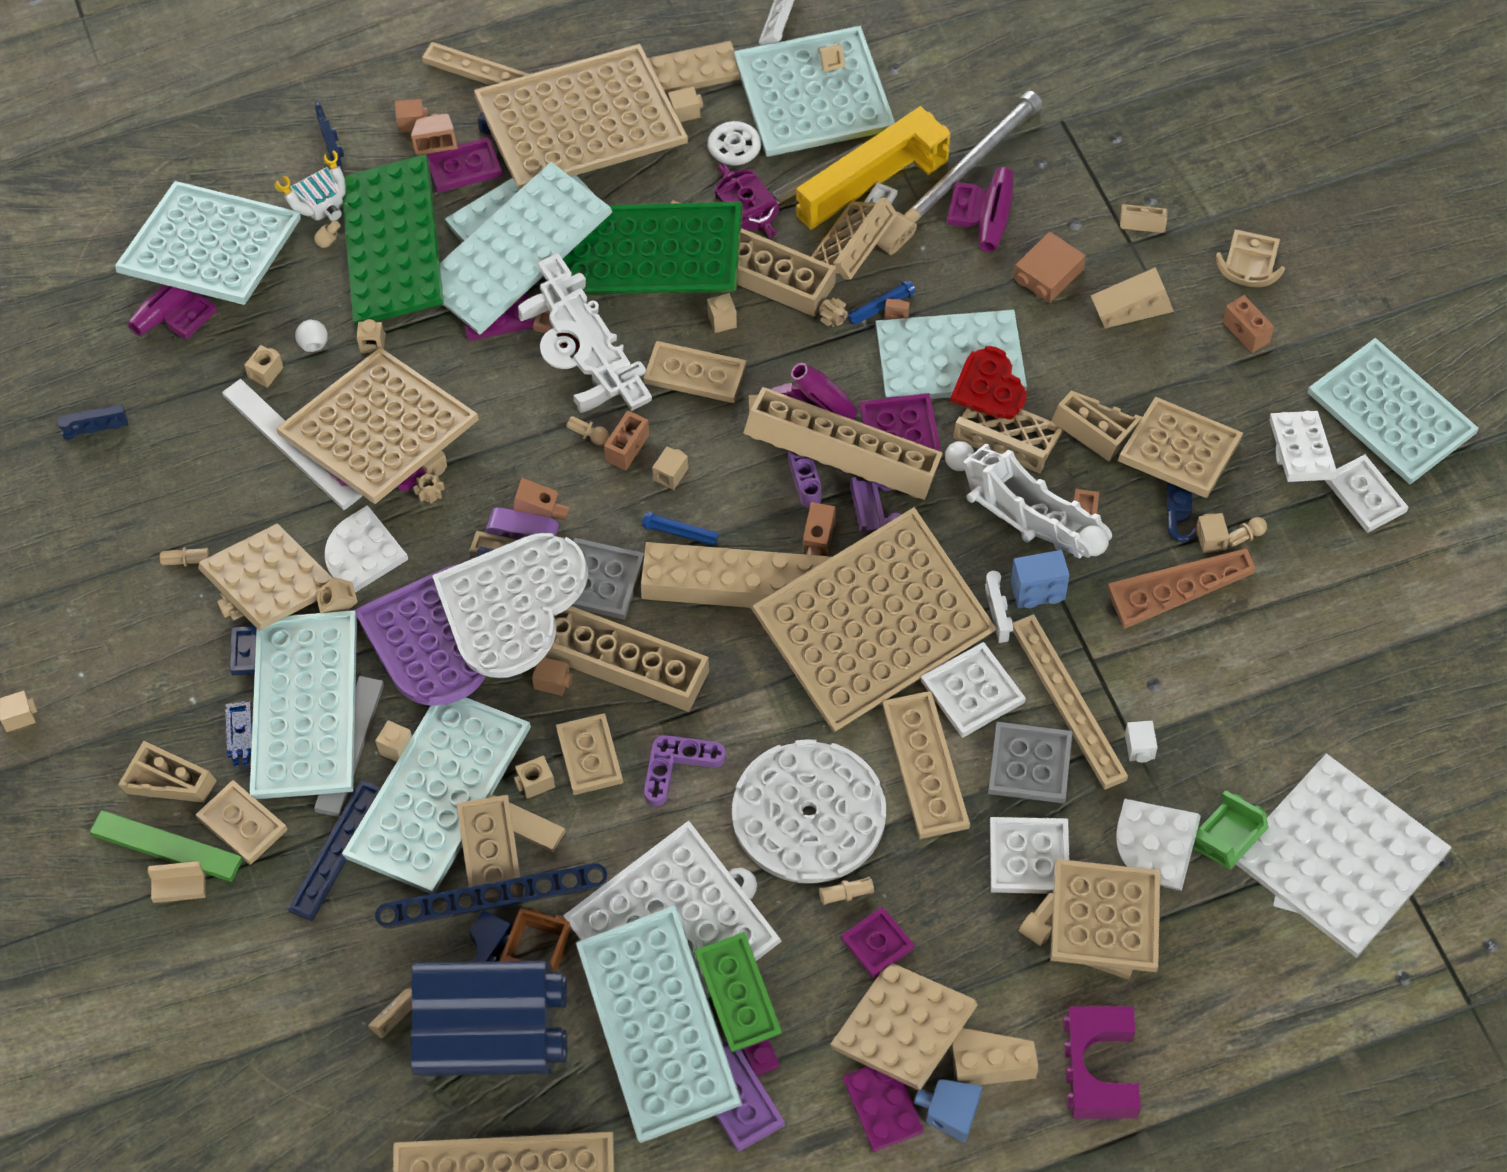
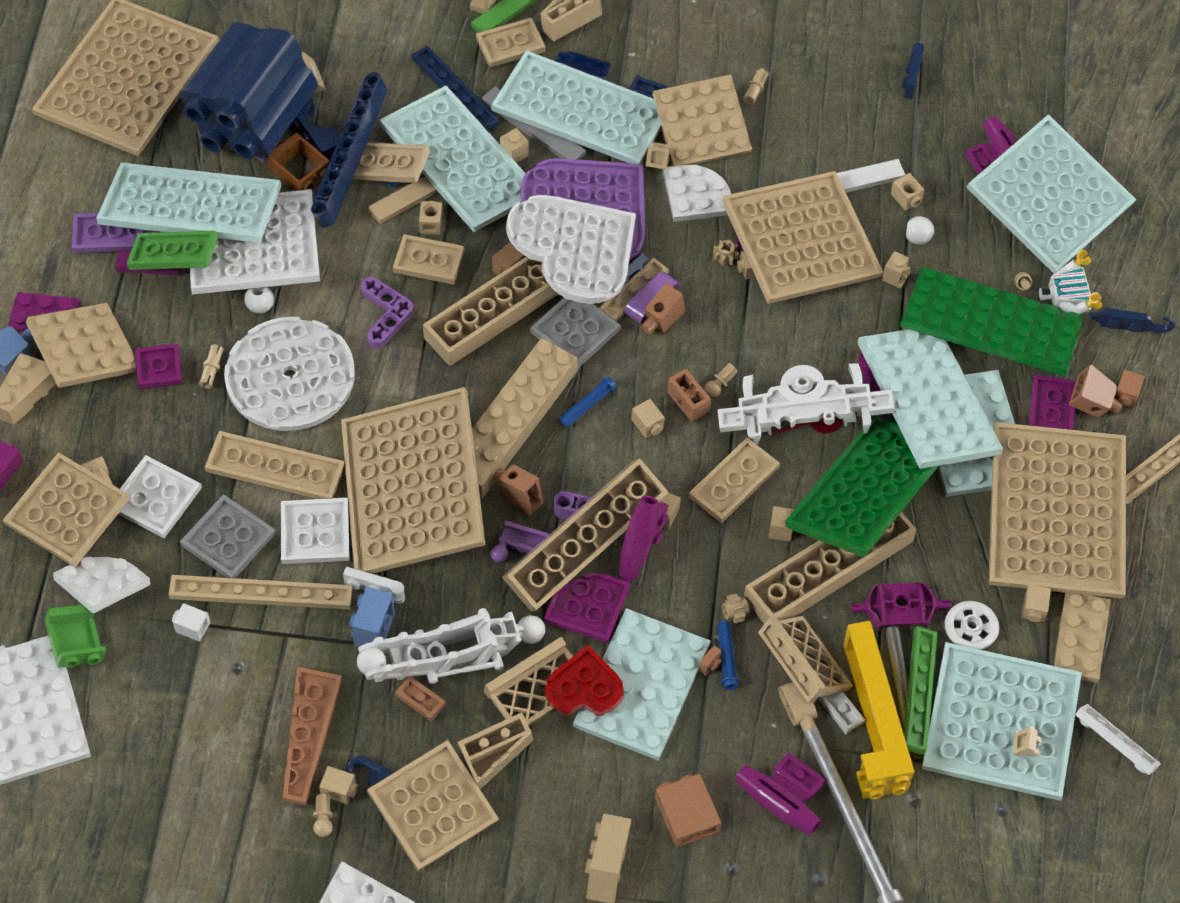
camera: 115 degrees right, 0 degrees up
(816, 154) = (920, 690): none -> bright green tile

